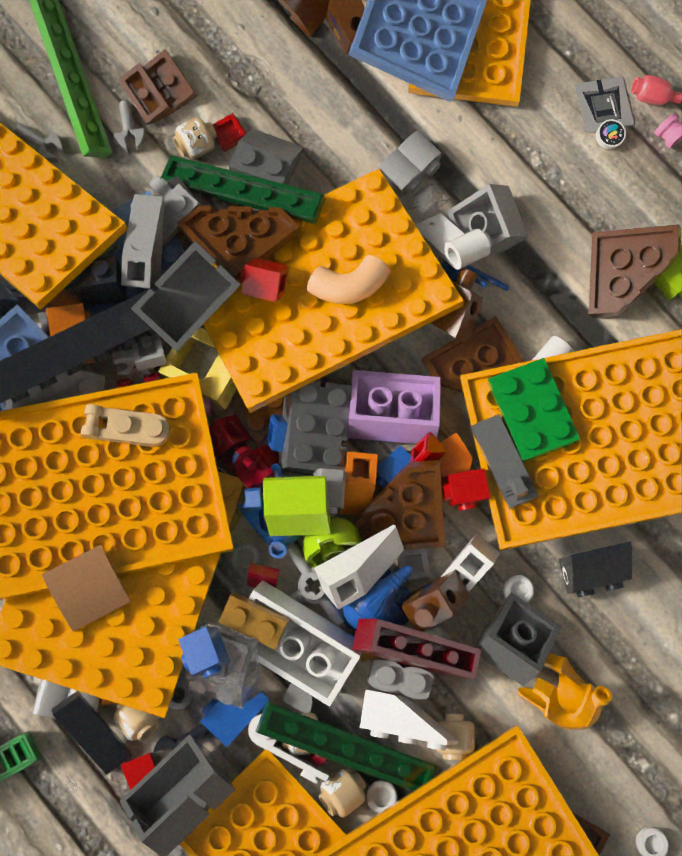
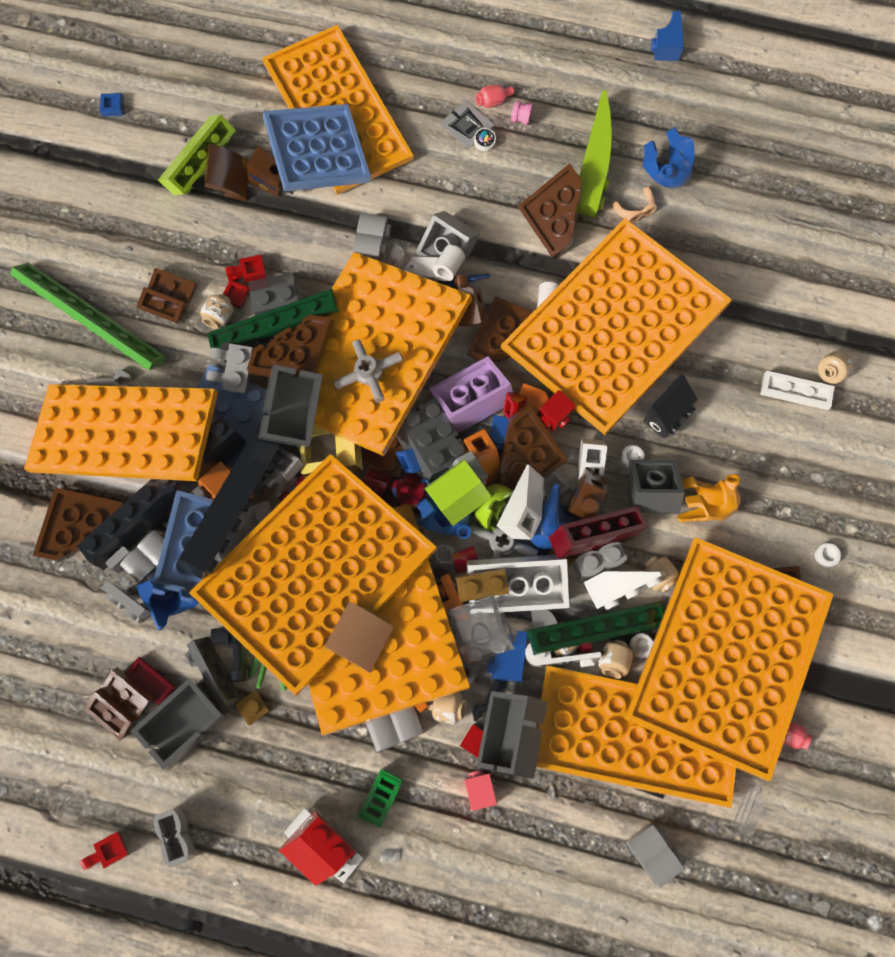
camera: 30 degrees left, 5 degrees down
(91, 732) = (426, 735): black tile -> none
(106, 827) = (480, 790): none -> coral brick
(125, 426) = (309, 518): tan plate -> none
(128, 128) = (166, 335): light grey bar -> none
(143, 242) = (233, 394): light grey slope -> none
(204, 652) = (465, 626): brick -> none
(219, 596) = (448, 591): none -> orange slope
(260, 115) = (250, 269): none -> red plate
(264, 279) = (333, 364): red brick -> none
(295, 311) = (368, 370): none -> light grey bar
(349, 287) = (393, 332): light nougat cylinder -> none
(504, 462) = (568, 377): dark grey hinge -> none
(533, 410) = (563, 334): green plate -> none

